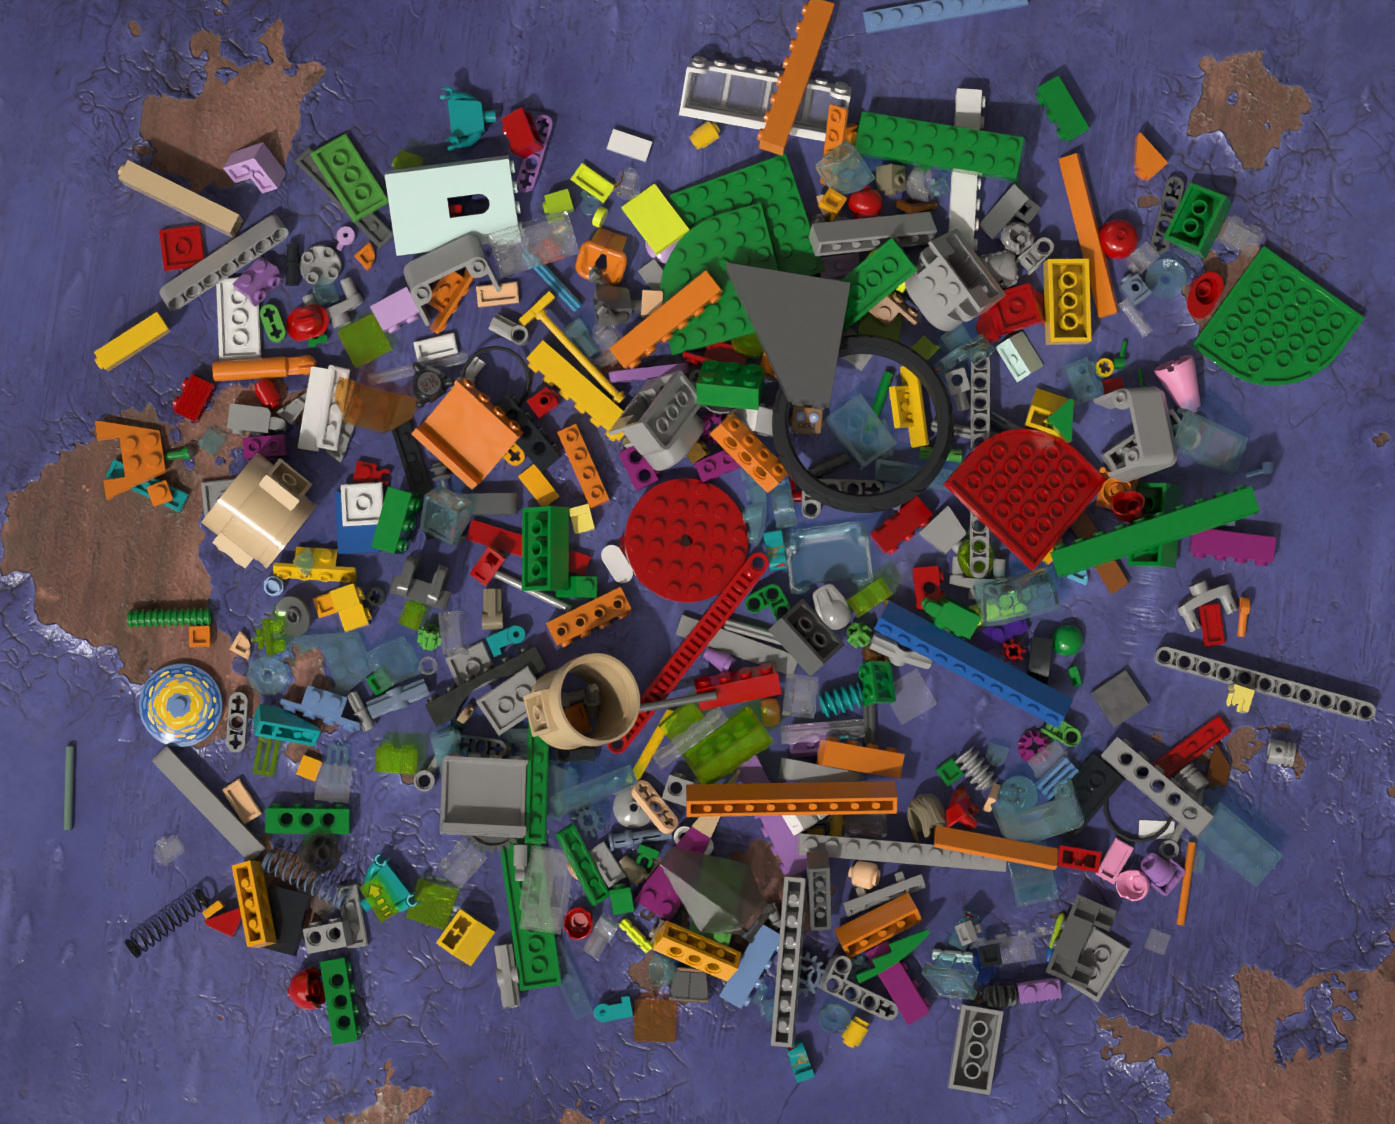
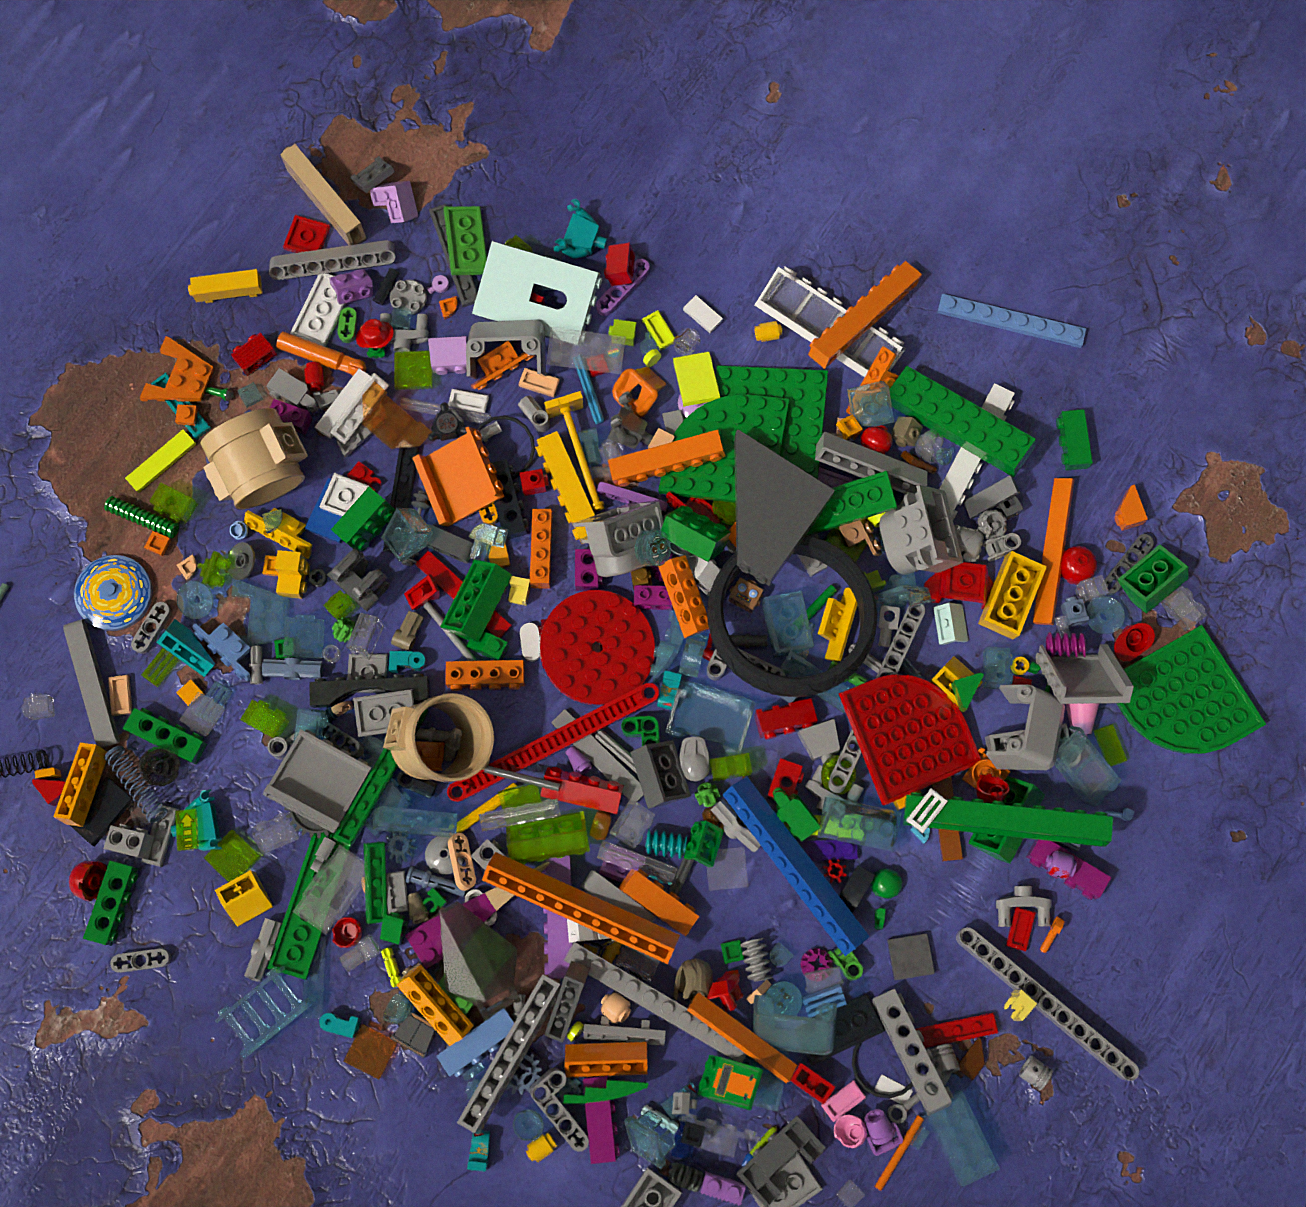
camera: 25 degrees right, 10 degrees down
(157, 551) = (160, 461): none -> neon yellow tile
(206, 585) = (166, 495): none -> clear neon green brick
(222, 153) = (372, 175): none -> dark grey plate
(385, 1052) = (126, 957): none -> light grey beam
(524, 481) = (485, 537): none -> clear light blue brick
(558, 1030) = (266, 1031): none -> clear light blue fence
(697, 420) = (652, 548): none -> clear light blue head
(837, 913) = (575, 1031): none -> neon yellow tile
(1002, 893) = (729, 1082): none -> green slope
(1071, 577) = (916, 824): none -> white tile
(1139, 329) = (1066, 644): none -> magenta piece
(1171, 355) = (1086, 679): none -> light grey panel
(1223, 548) = (1061, 865): none -> medium lavender head
(1224, 407) = (1110, 745): none -> clear neon green tile

